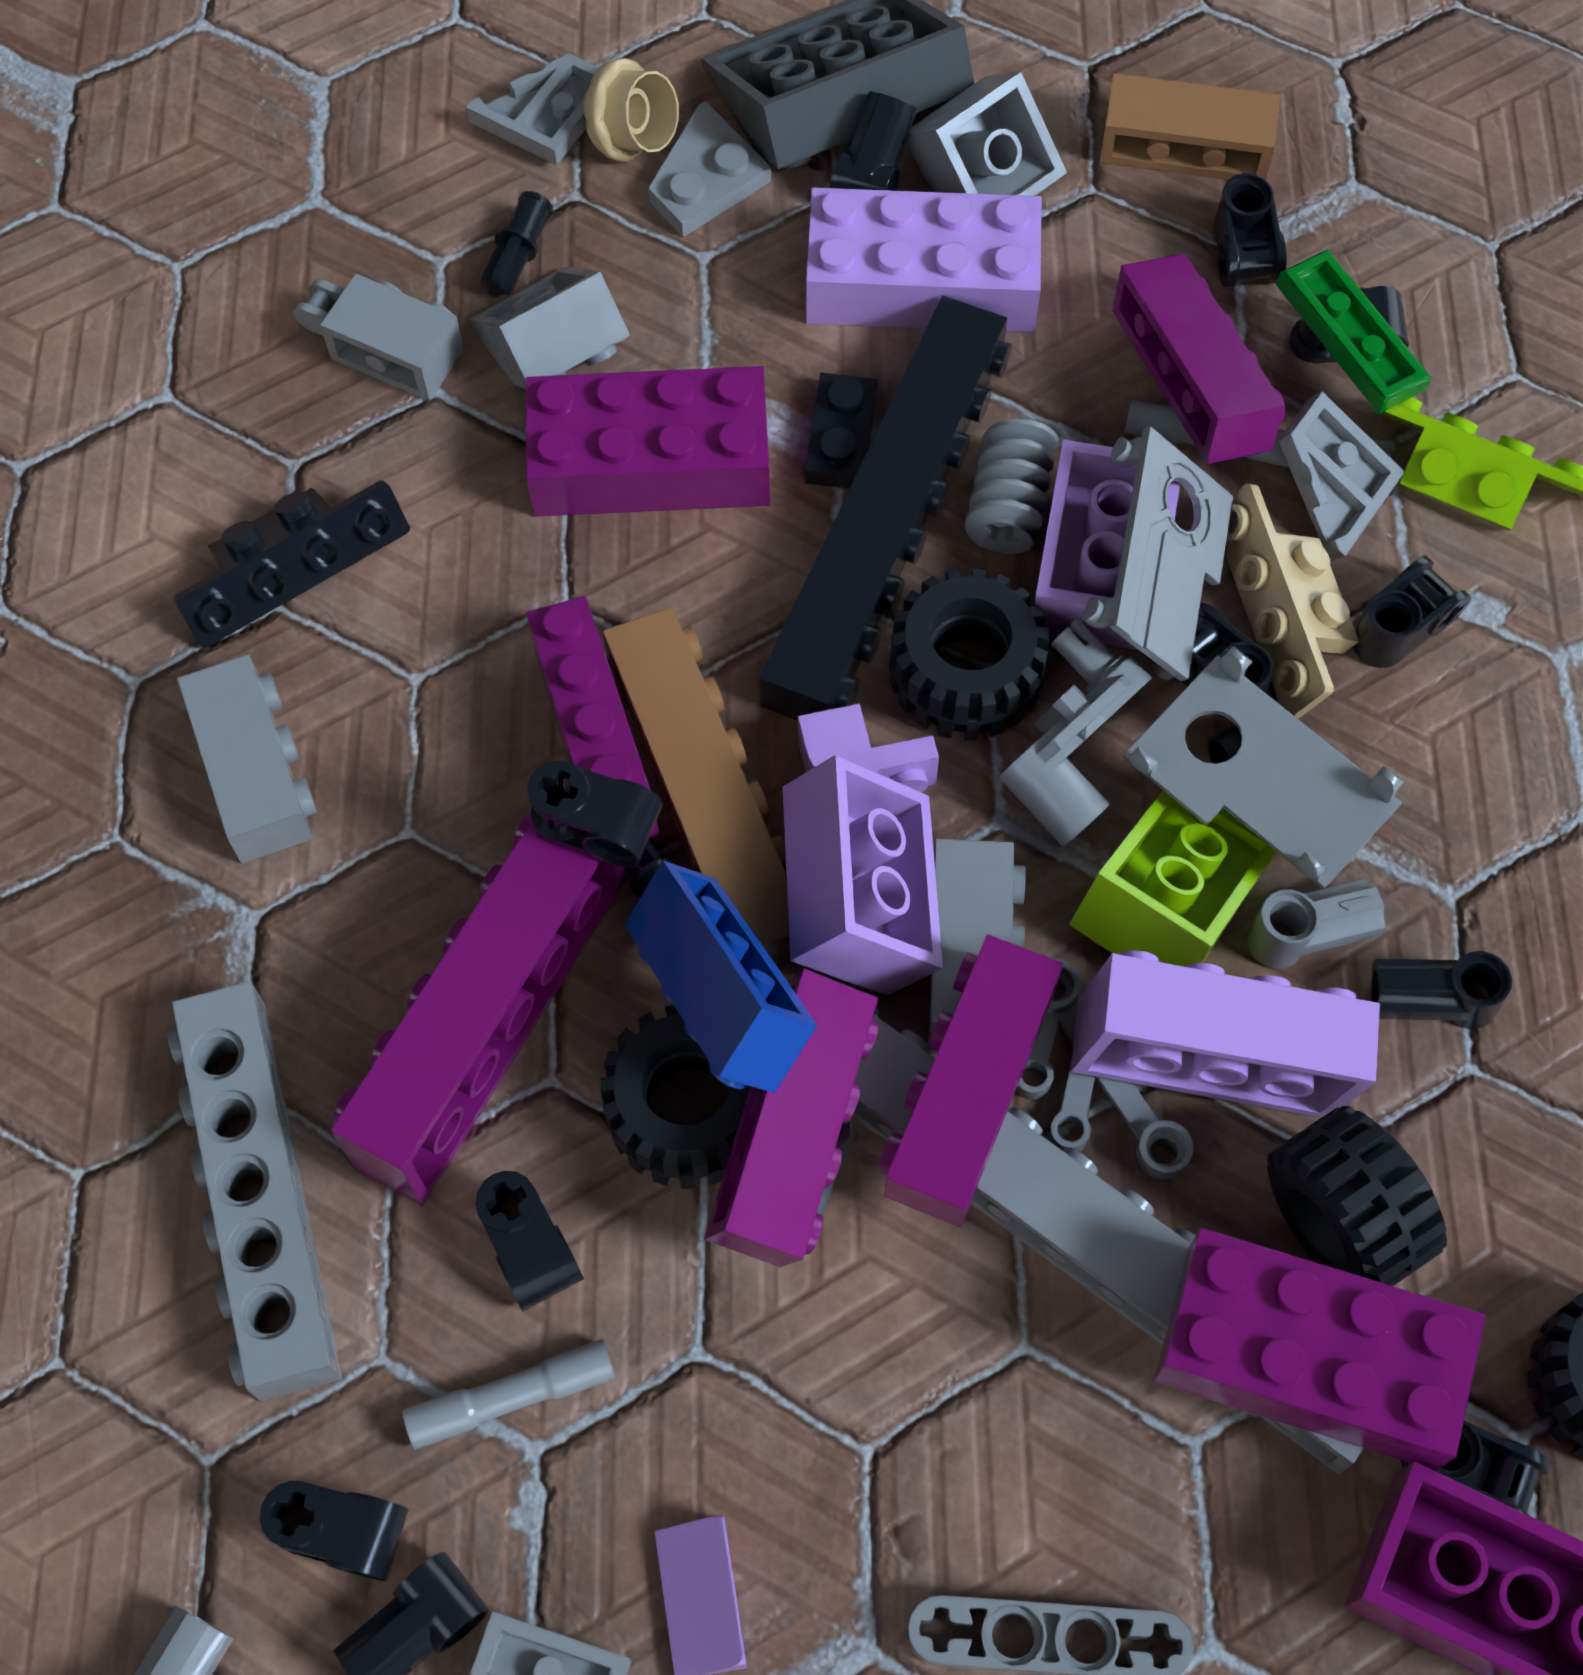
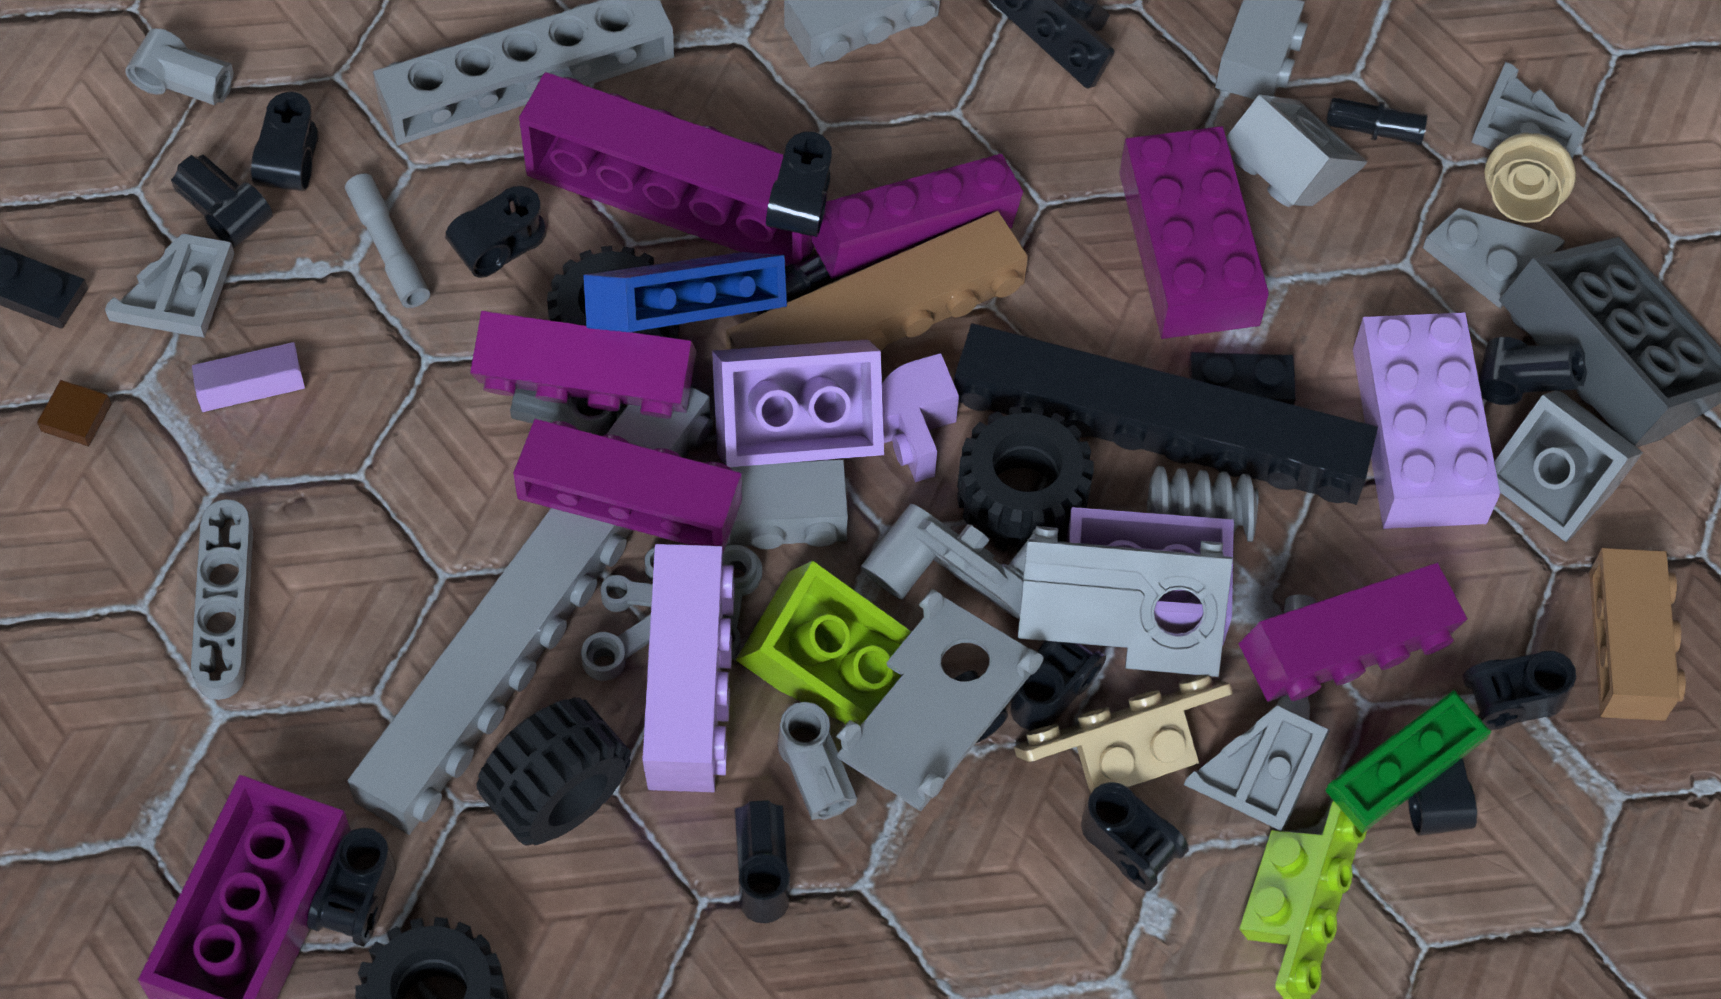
camera: 80 degrees right, 5 degrees down
(1321, 1349) = (424, 734): magenta brick -> none

